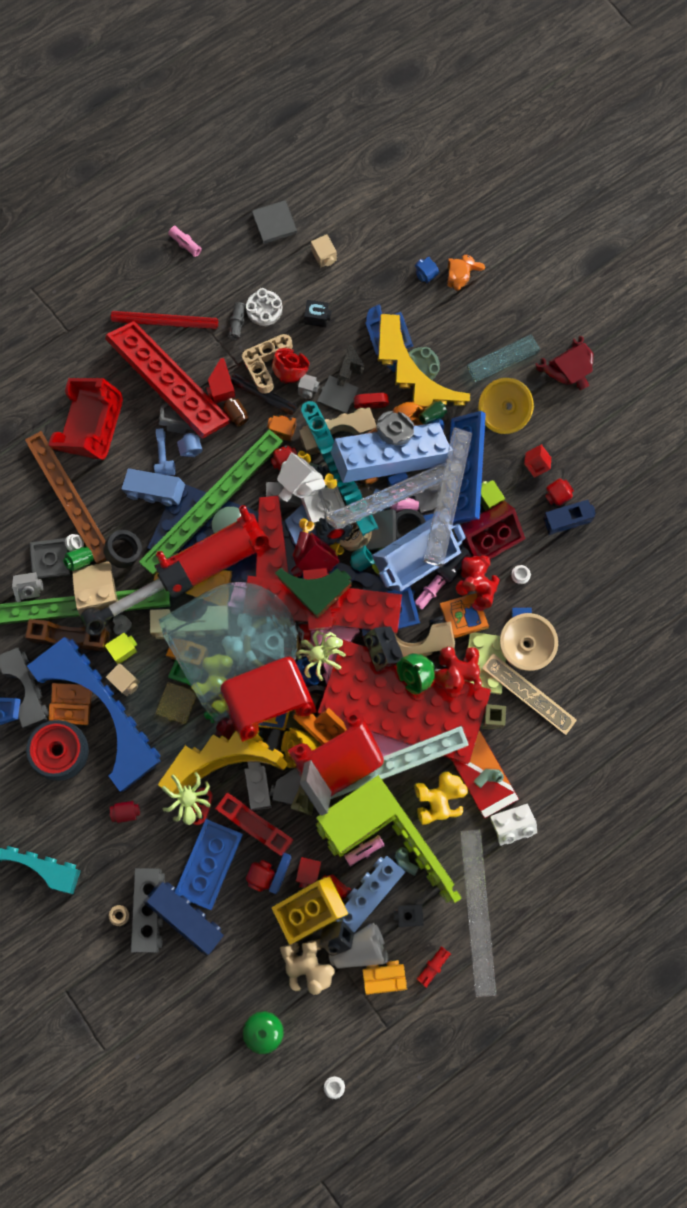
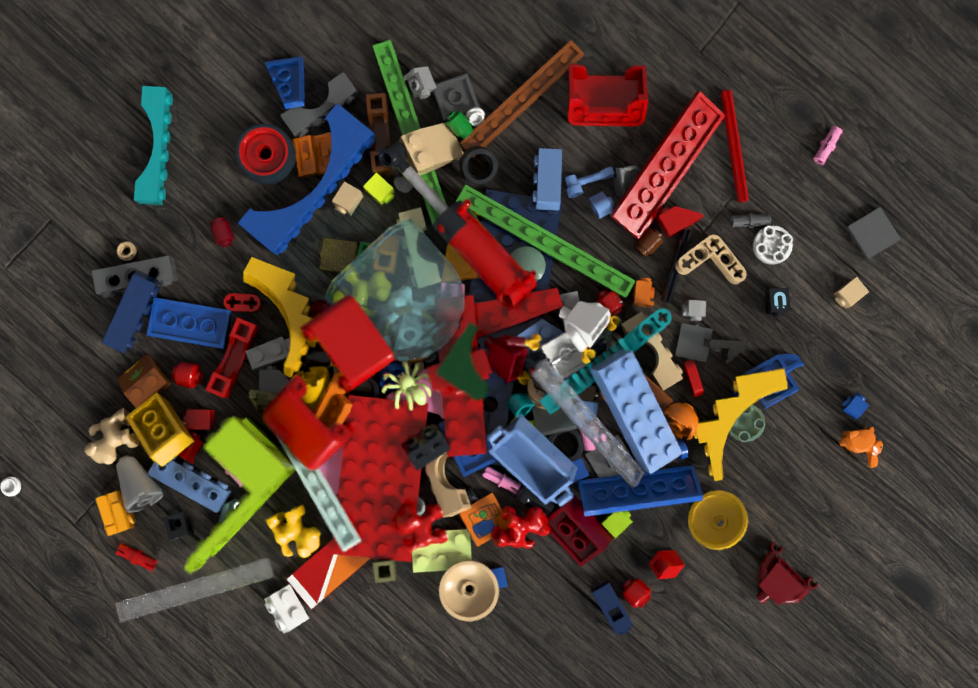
camera: 75 degrees right, 10 degrees up
(187, 798) = (242, 288): yellowish green animal -> none
(256, 923) = (143, 381): none -> dark orange slope
(263, 1032) = (46, 409): green cylinder -> none
(281, 871) = (192, 393): blue tile -> none
(289, 366) = (711, 286): red cylinder -> none
(303, 632) = (428, 362): red tile -> none
(315, 788) = (261, 410): dark grey tile -> none
(336, 938) = (137, 461): black brick -> none
(395, 428) = (660, 410): dark grey tile -> none
(396, 479) = (611, 422): blue tile -> none
(416, 672) = (407, 485): green cylinder -> none
(433, 412) = (692, 446): dark green cone -> none
(447, 497) = (597, 480): clear plate -> none
(490, 775) = (327, 576): sand green arm -> none
(503, 358) = (774, 507): clear light blue tile -> none
(520, 574) = (540, 569): white plate -> none
(529, 694) = (418, 600): sticker -> none

